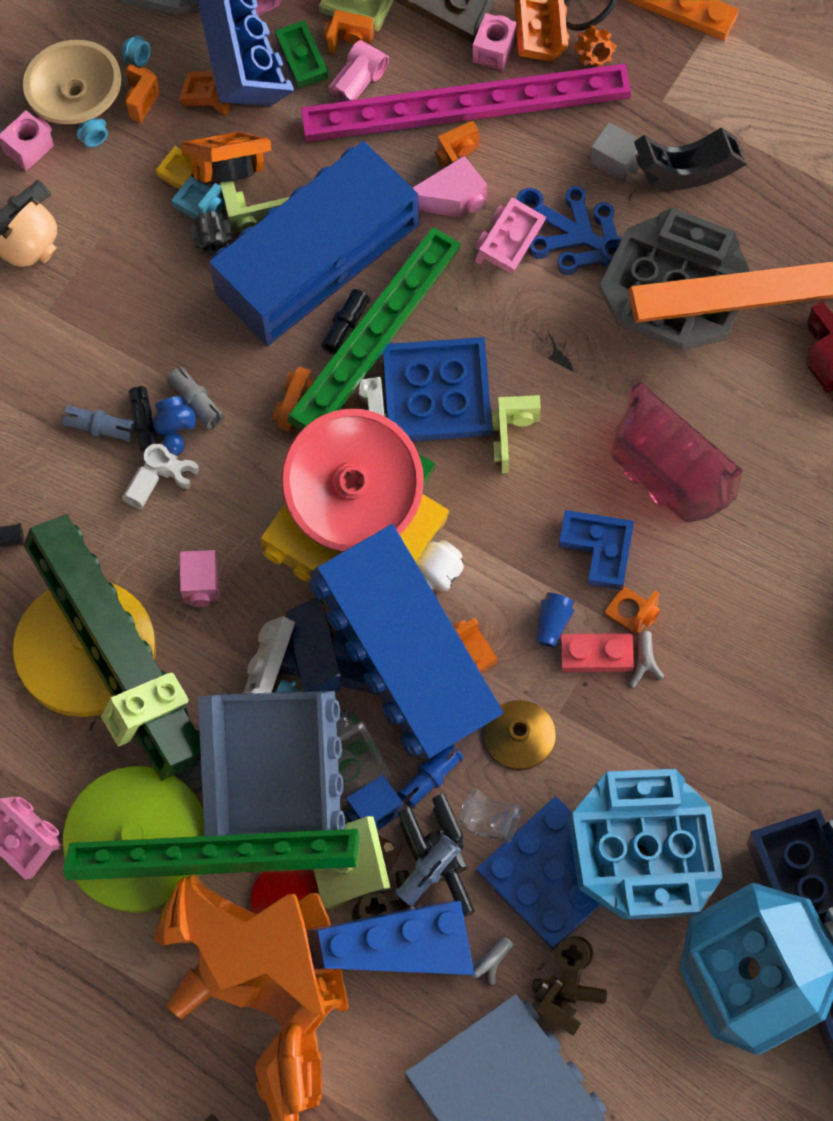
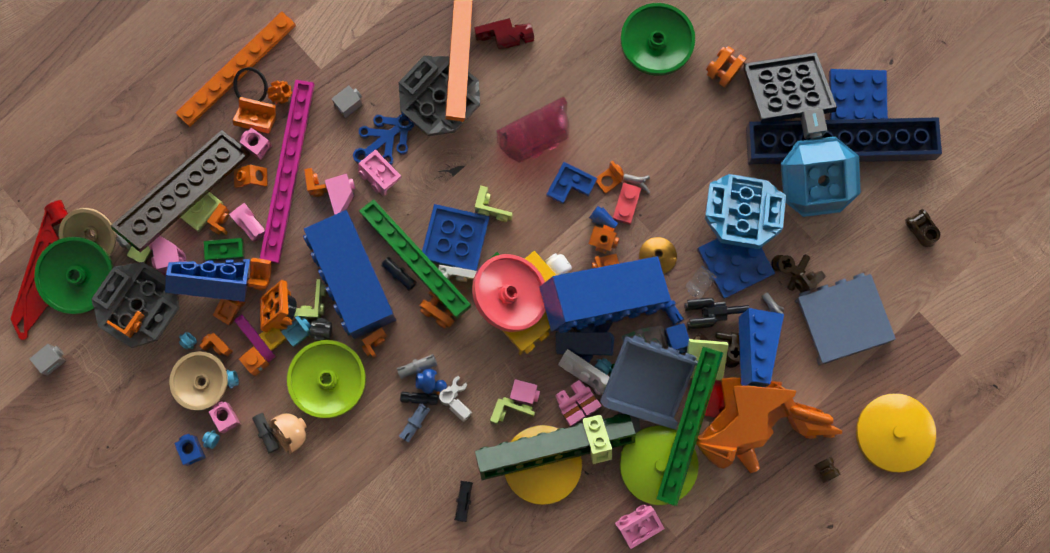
camera: 75 degrees left, 10 degrees up
(129, 152) = (254, 361): none -> orange brick
(130, 264) = (326, 379): none -> lime dish
(157, 546) = (499, 412): none -> yellowish green bracket
(177, 130) = (254, 337): none -> magenta beam
(201, 670) = (583, 398): none -> bright pink hips
(218, 316) = (376, 339): none -> orange bracket
(276, 117) = (259, 273): none -> orange bracket
(428, 870) = (725, 320): sand blue pin -> none
(436, 44) = (247, 175): none -> orange bracket
(514, 625) = (597, 235): none -> orange brick
(689, 164) = (367, 64): black arch -> none

